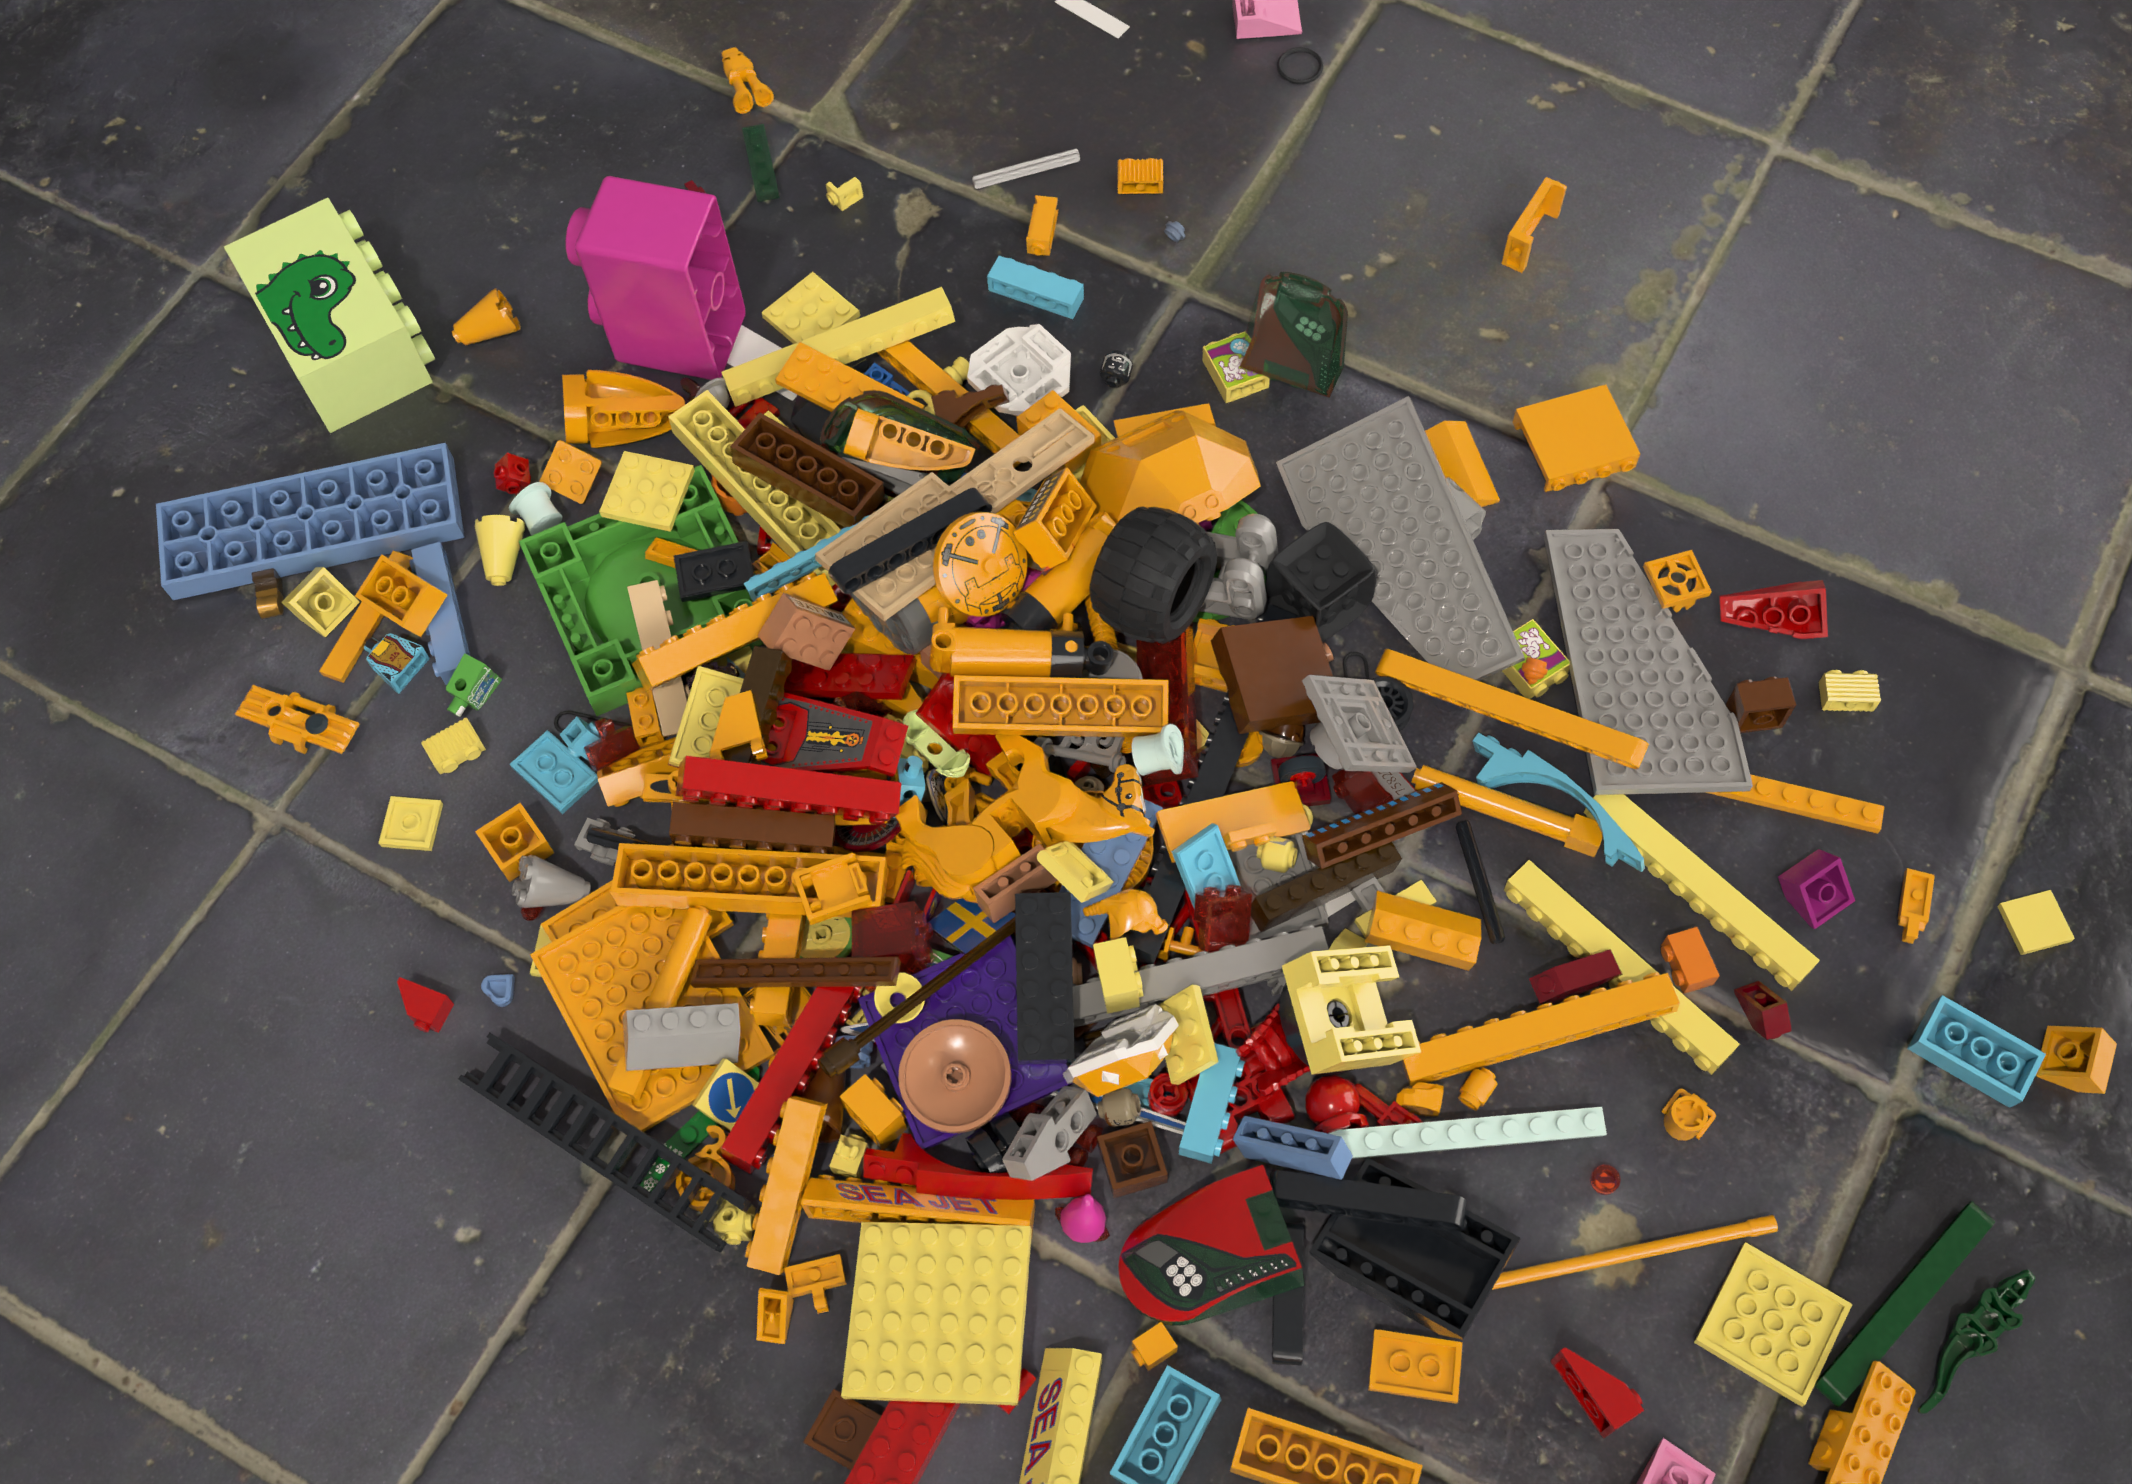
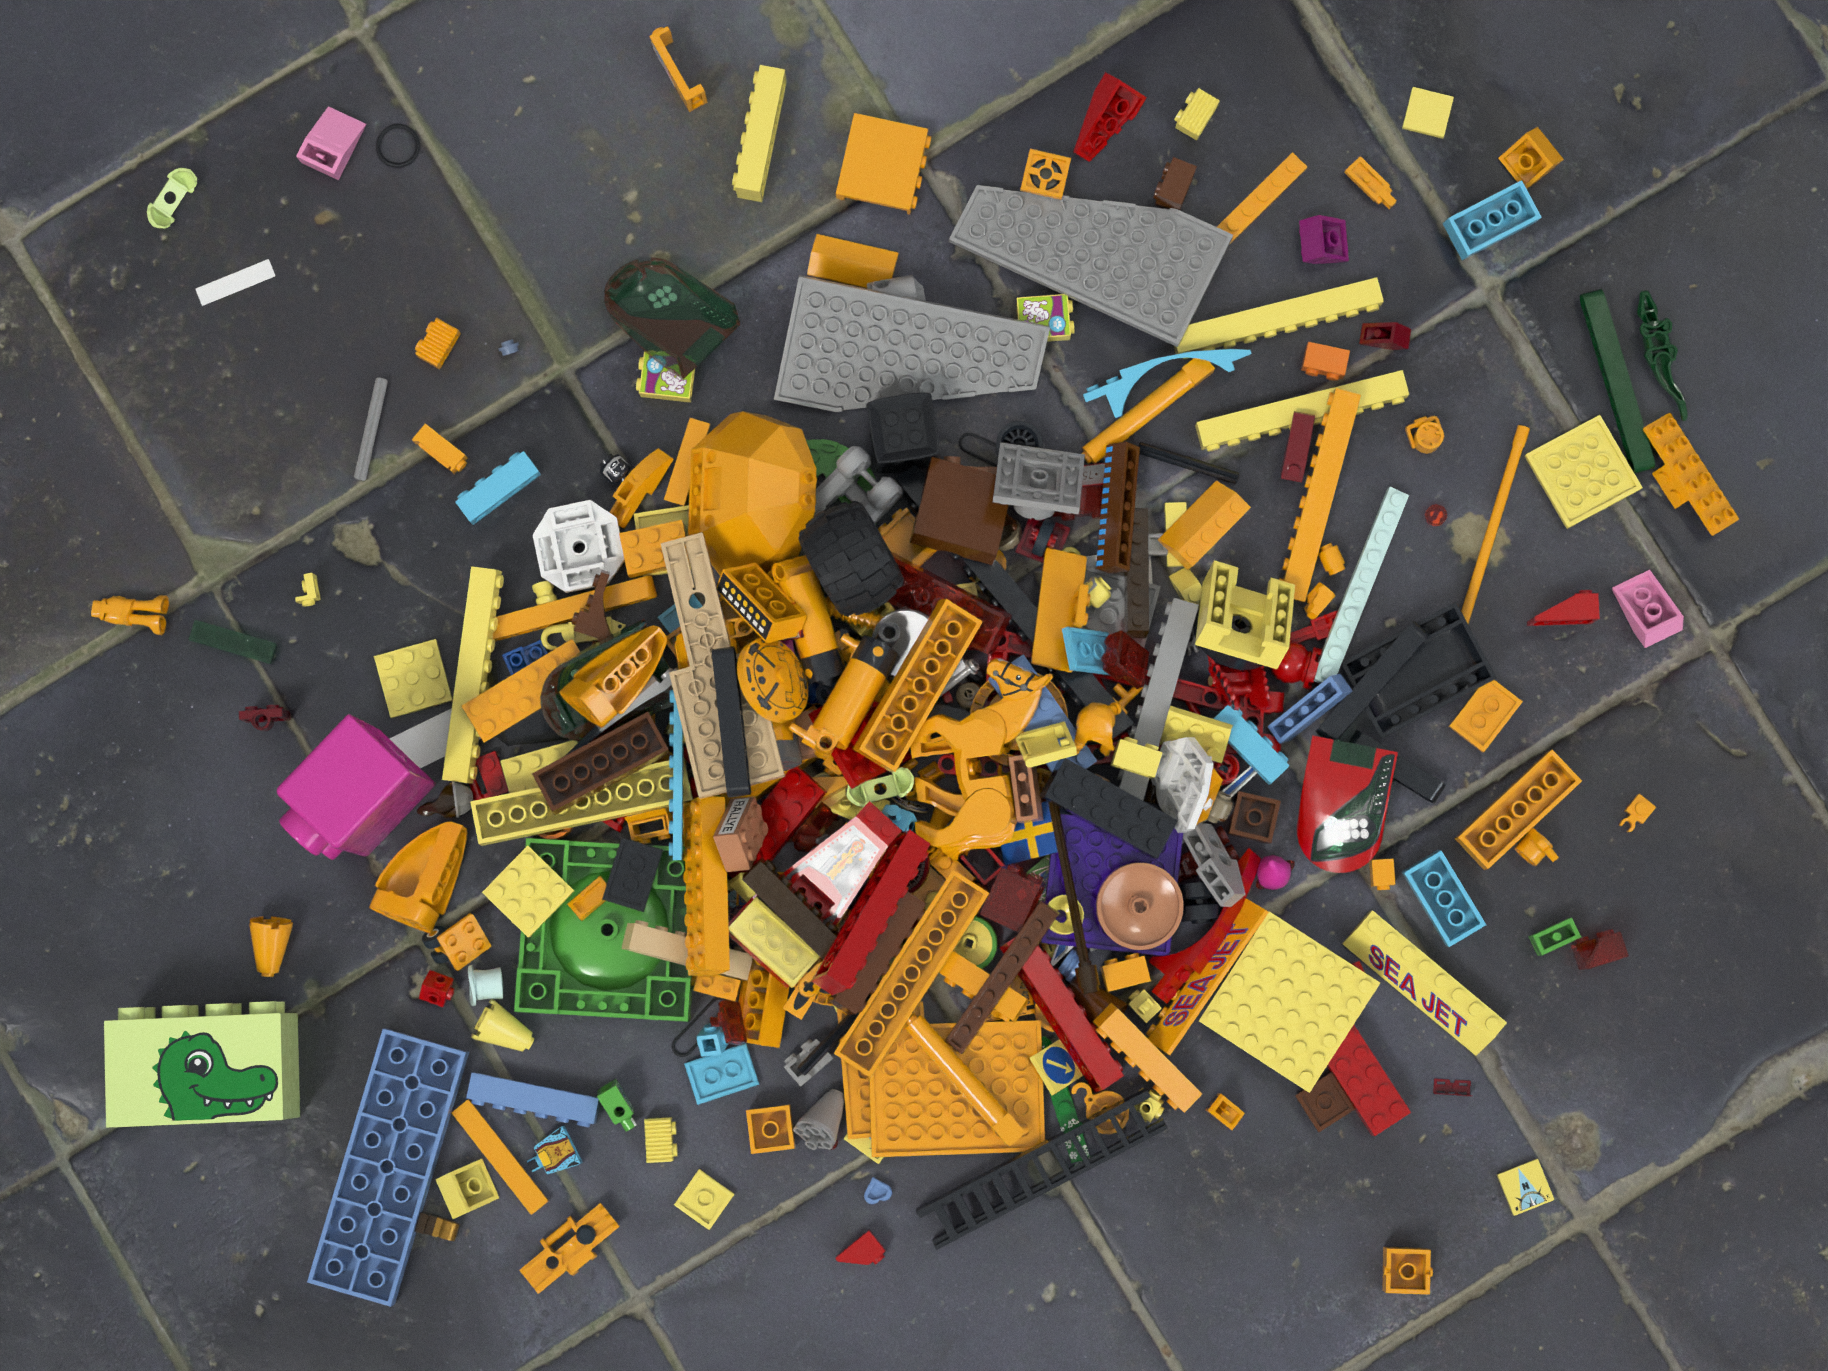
camera: 60 degrees left, 20 degrees up
(401, 595) = (512, 1123): light orange brick -> none
(681, 1036) = (1002, 1078): light grey slope -> none
(738, 726) = (801, 924): light orange flag -> none
(816, 1278) = (1214, 1071): light orange plate -> none
(837, 887) = (959, 916): light orange container -> none
(1122, 394) = (639, 481): none -> light orange slope
(1159, 751) = (992, 635): light aqua piece -> none
(1513, 709) = (1080, 362): light orange beam -> none
(1525, 318) = (760, 133): none -> light yellow brick
(1533, 675) = (1060, 325): orange plate -> none

